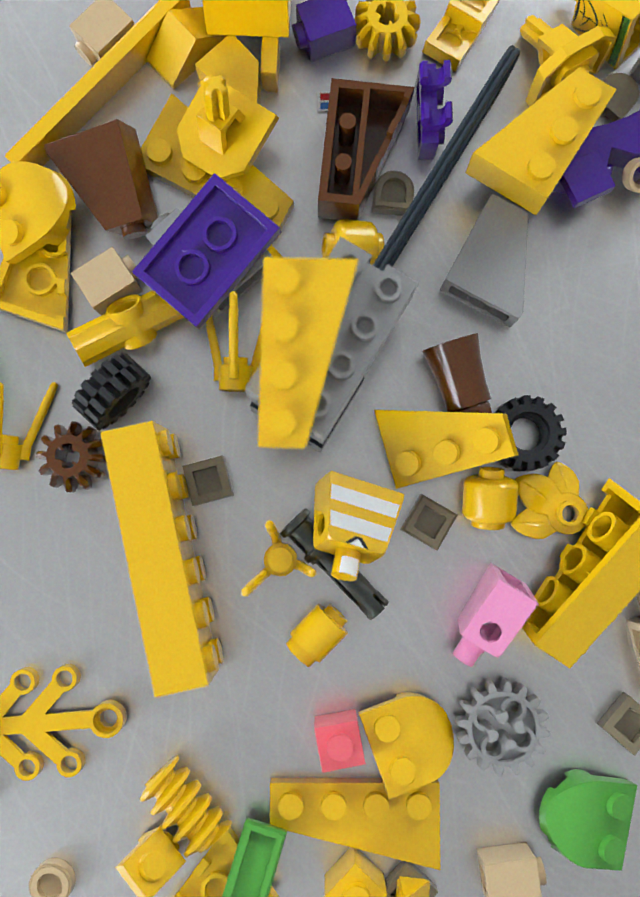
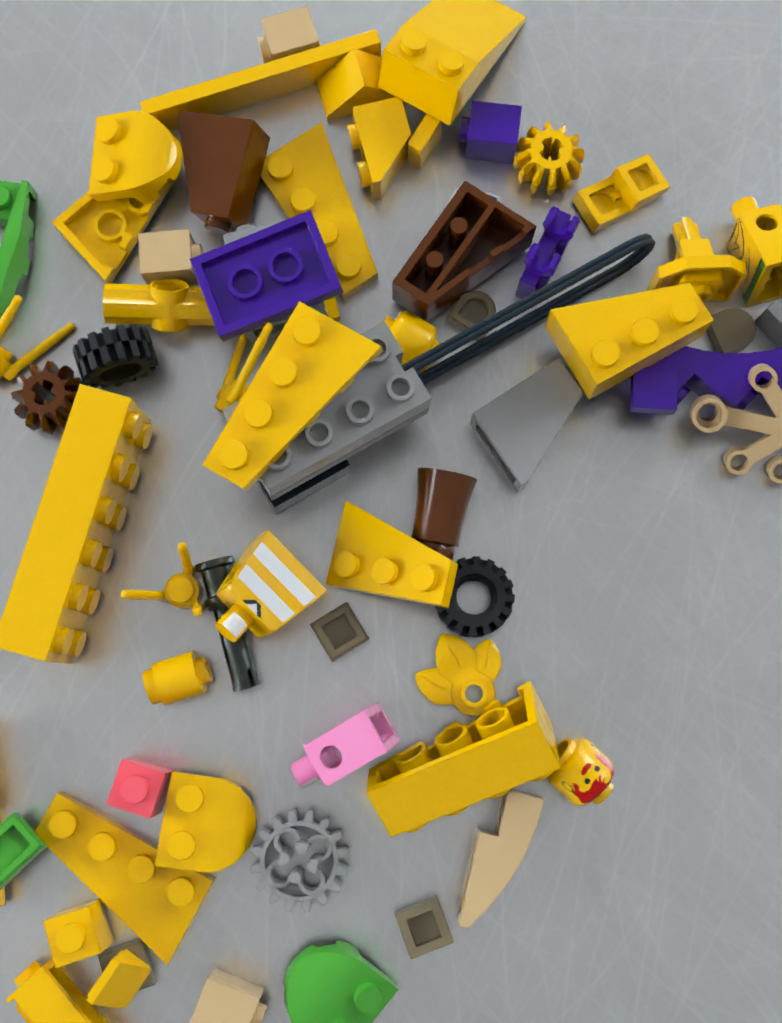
camera: 30 degrees right, 5 degrees down
(208, 480) = (159, 485): dark tan tile -> none
(223, 129) = (344, 177): yellow piece -> none
(490, 499) = (406, 639): yellow head -> none

